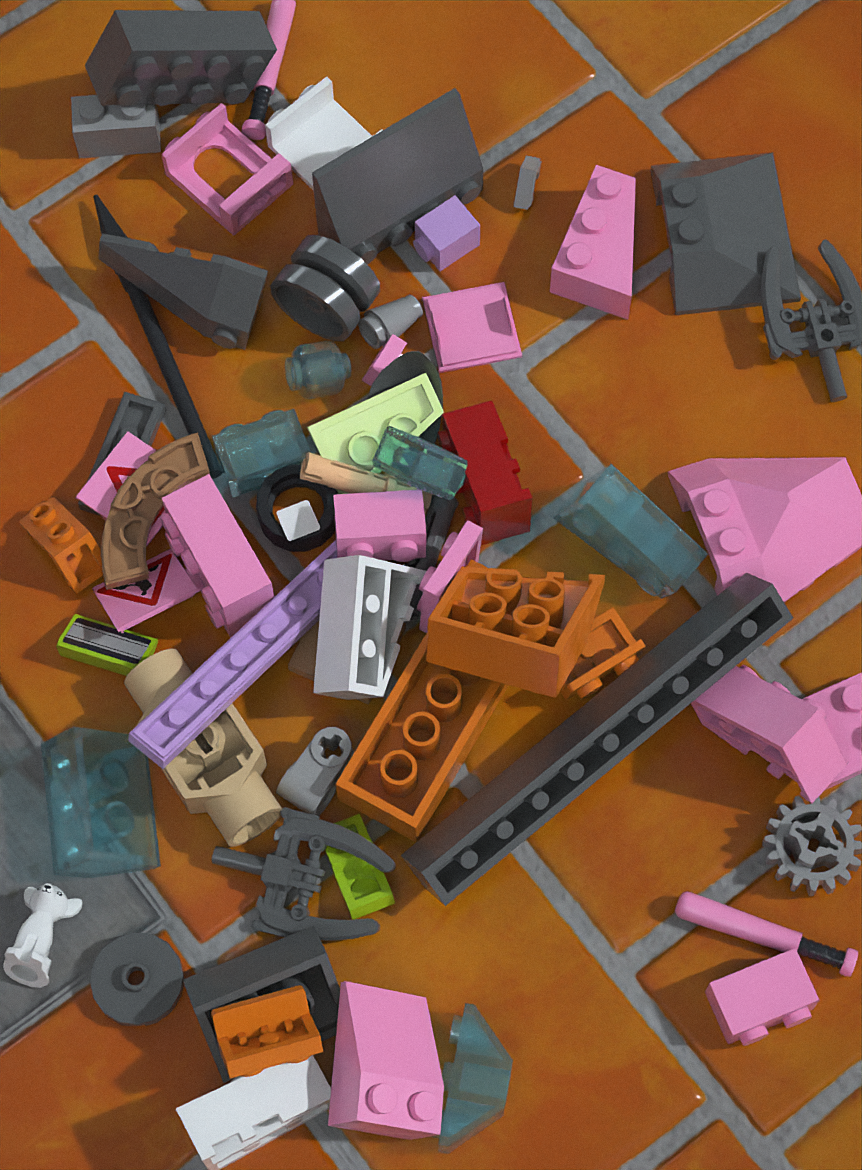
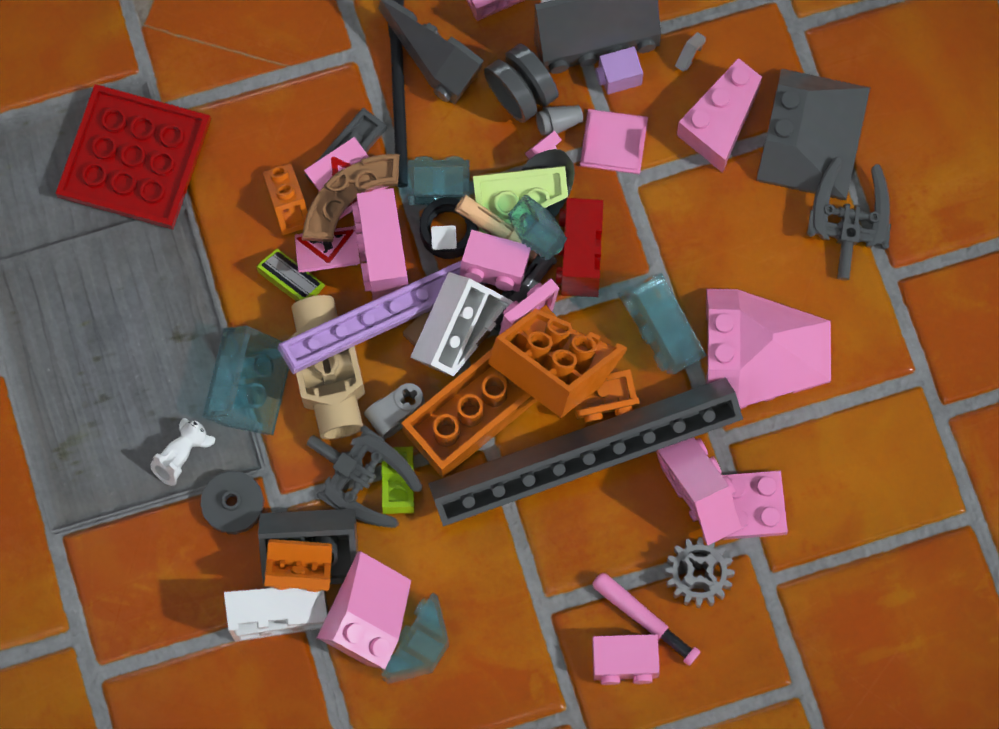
camera: 20 degrees right, 5 degrees up
(317, 369) = (496, 137): clear light blue head -> none

